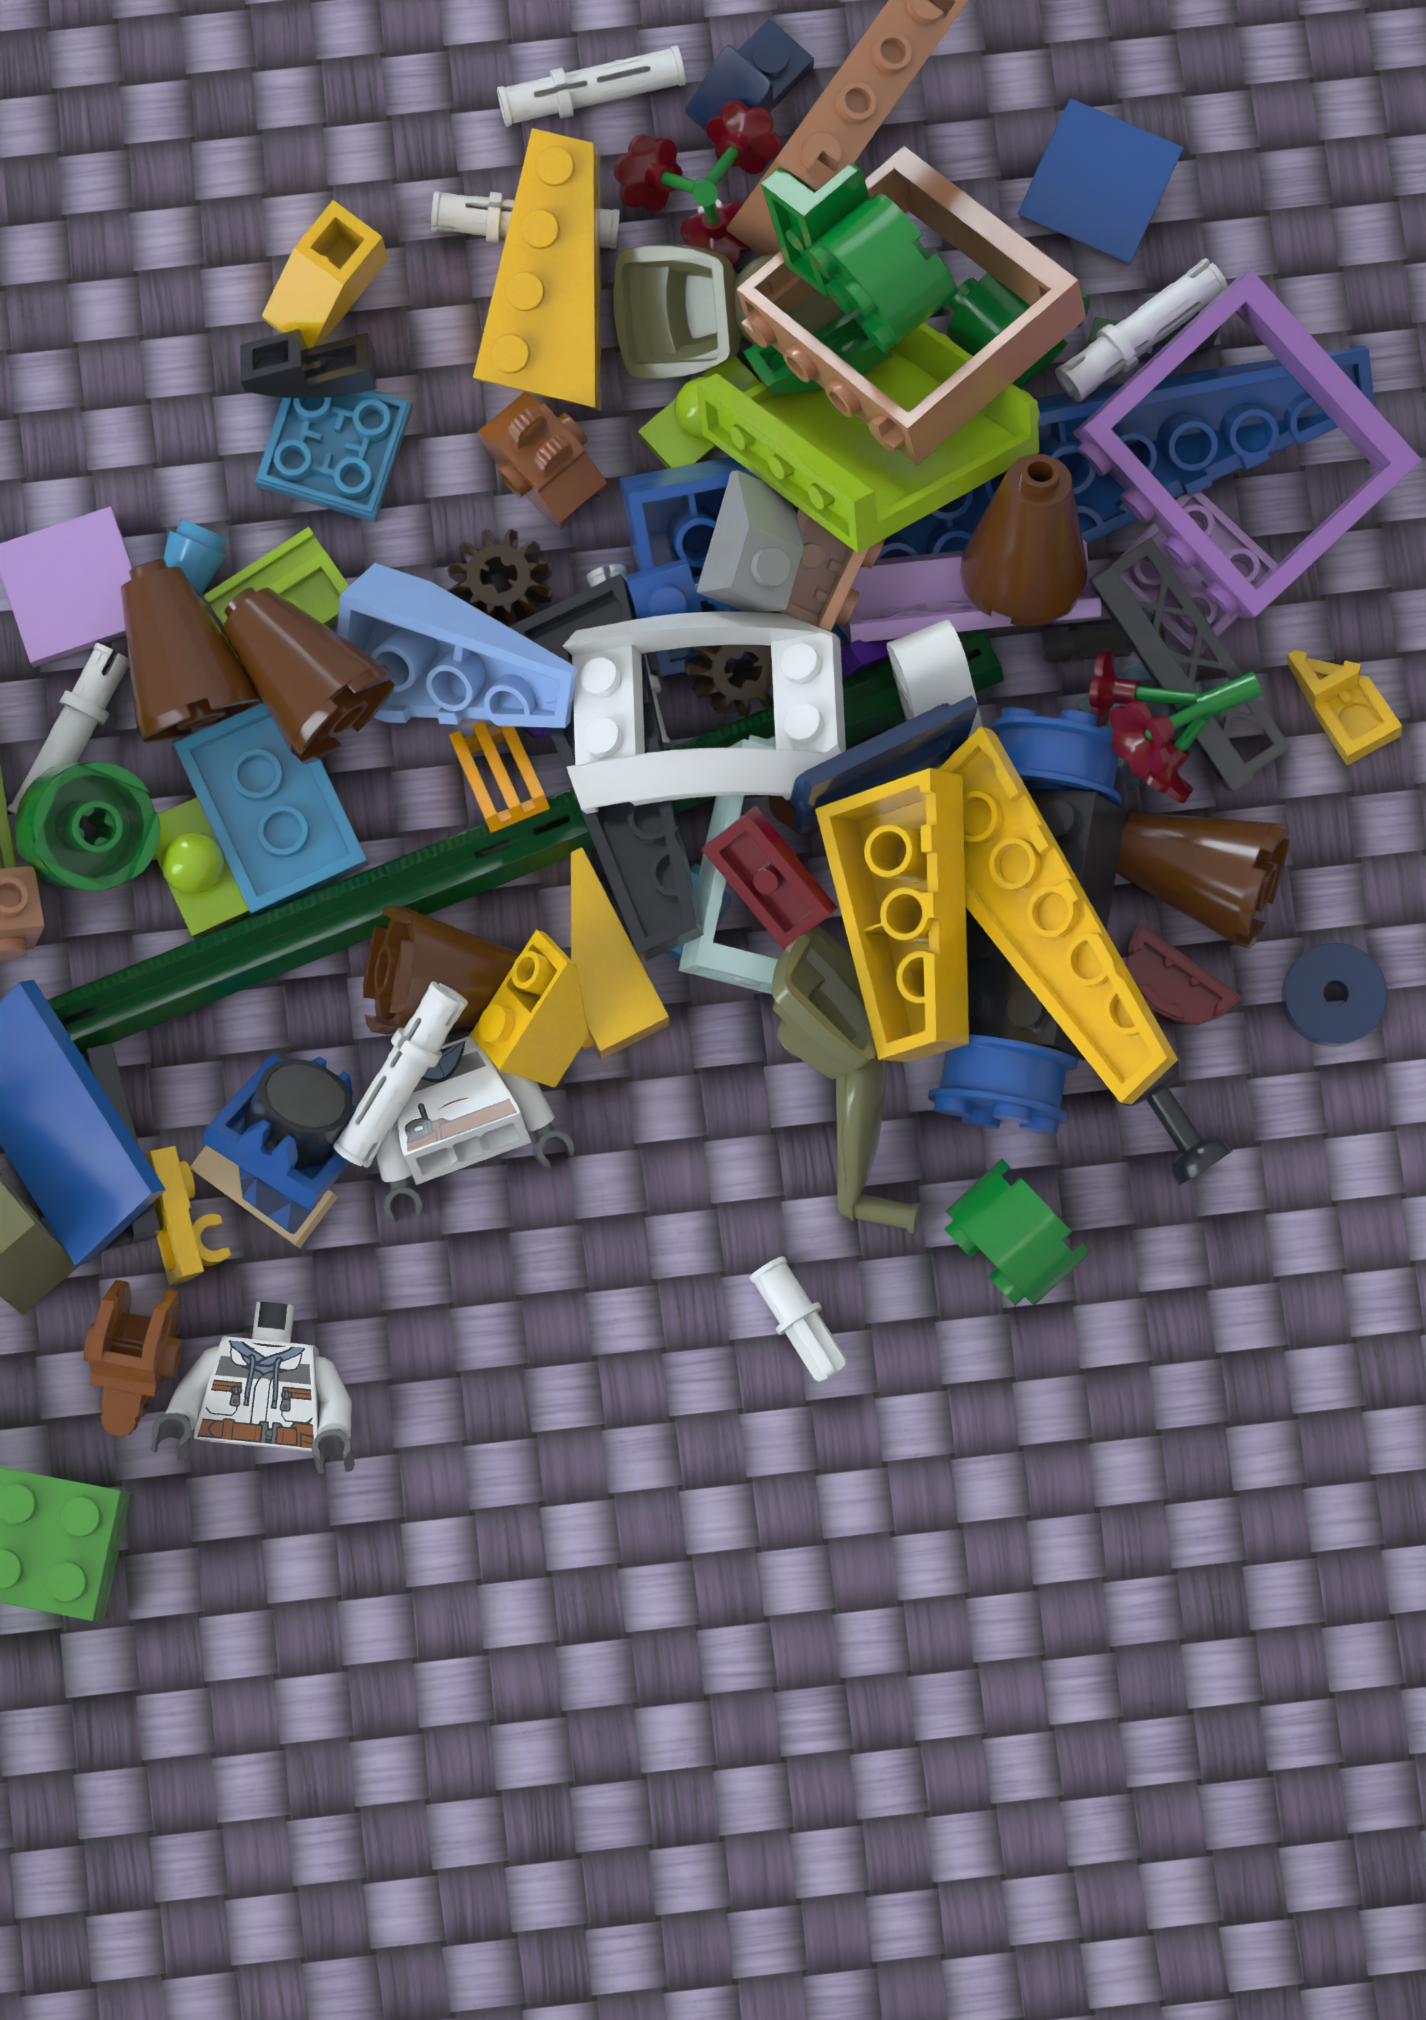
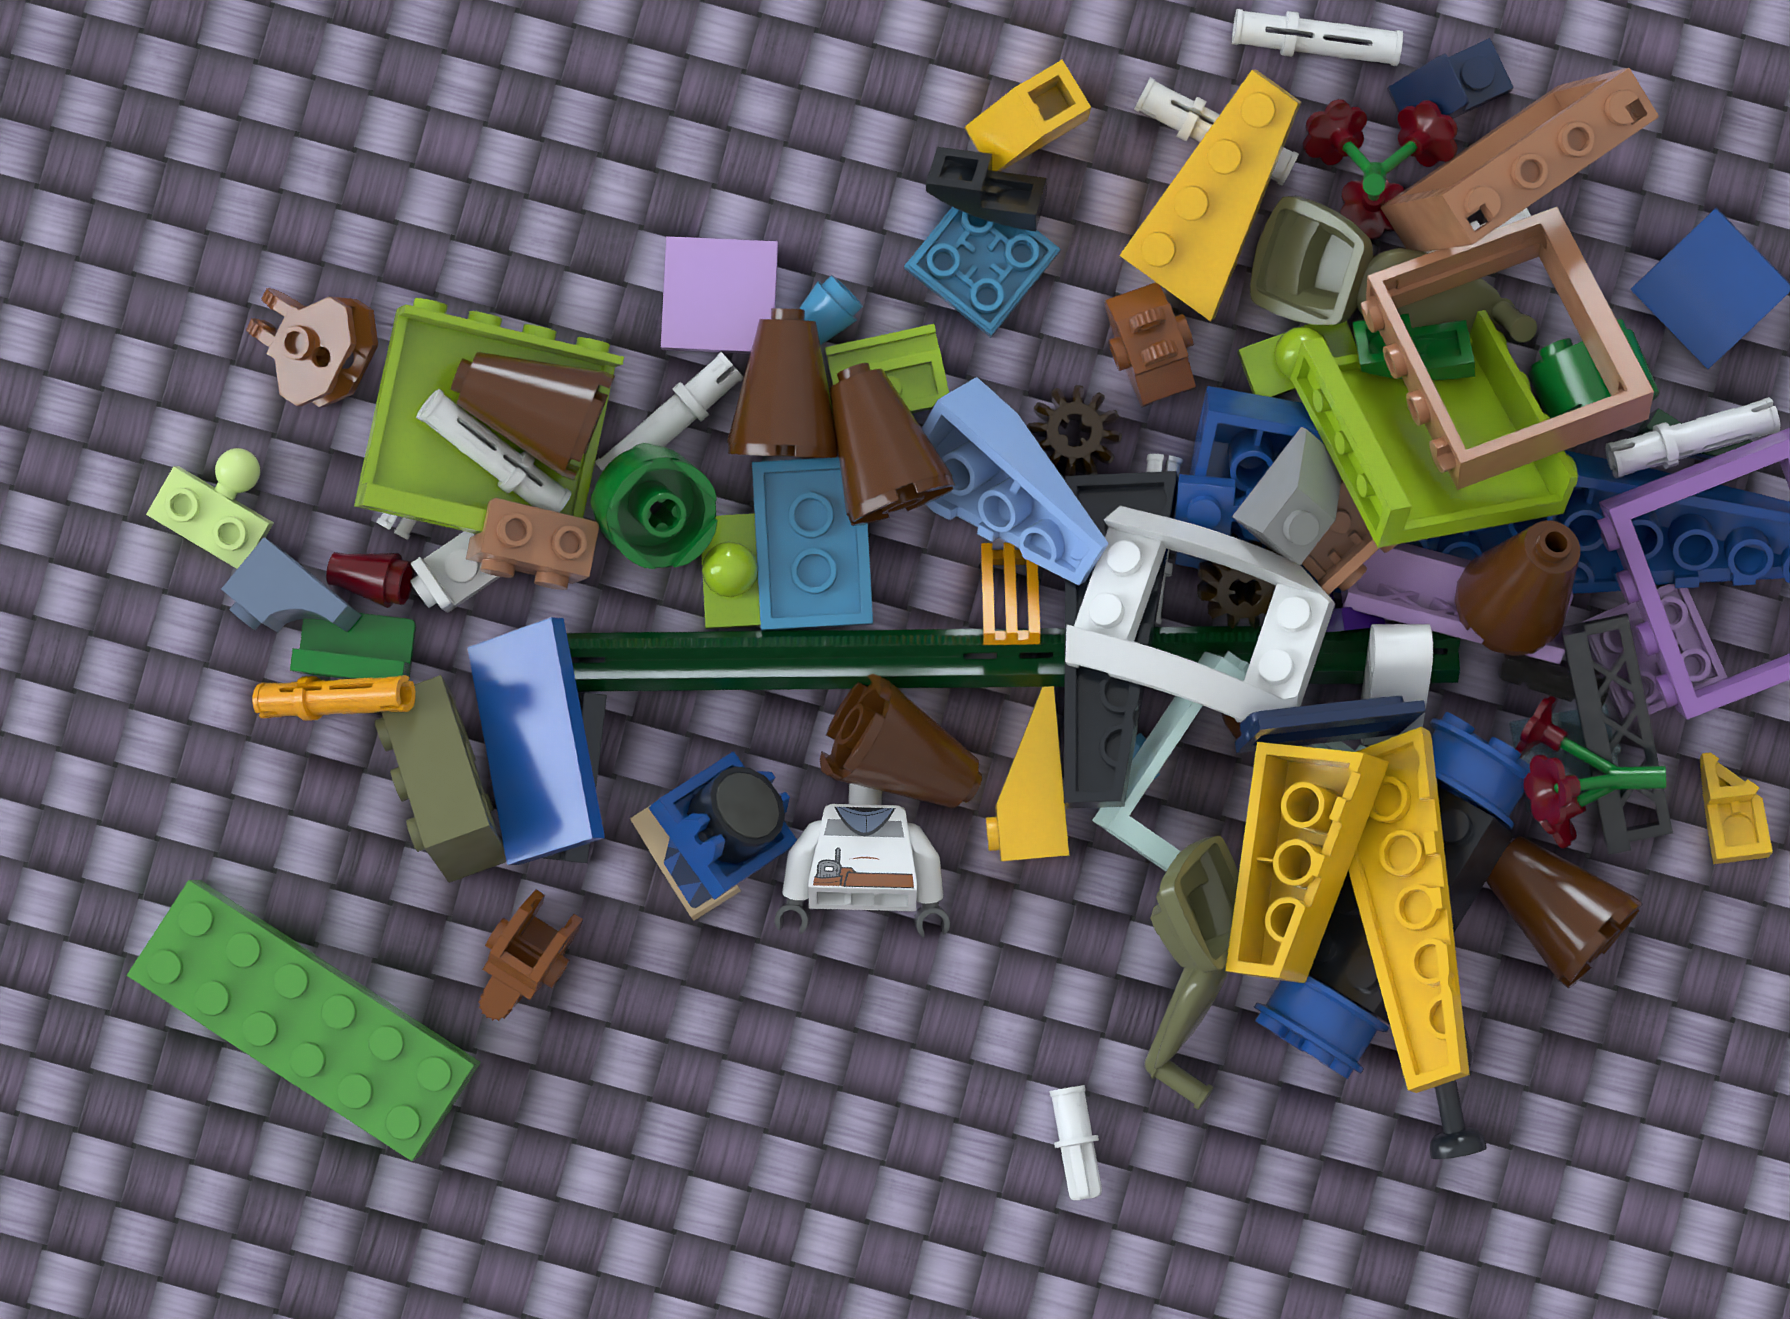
camera: 25 degrees right, 5 degrees up
(178, 1236) = (600, 876): yellow plate -> none
(262, 1395) = (618, 1030): torso -> none
(407, 1062) = (848, 807): white pin -> none
(535, 1015) = (960, 813): yellow slope -> none
(769, 877) = (1196, 783): dark red plate -> none
(805, 216) = (1459, 268): green panel -> none
(882, 271) = (1493, 321): green brick -> none
(1015, 1234) = (1279, 1147): green brick -> none
(1175, 984) = (1494, 988): dark red tile -> none
(1353, 972) = (1649, 1055): dark blue piece -> none

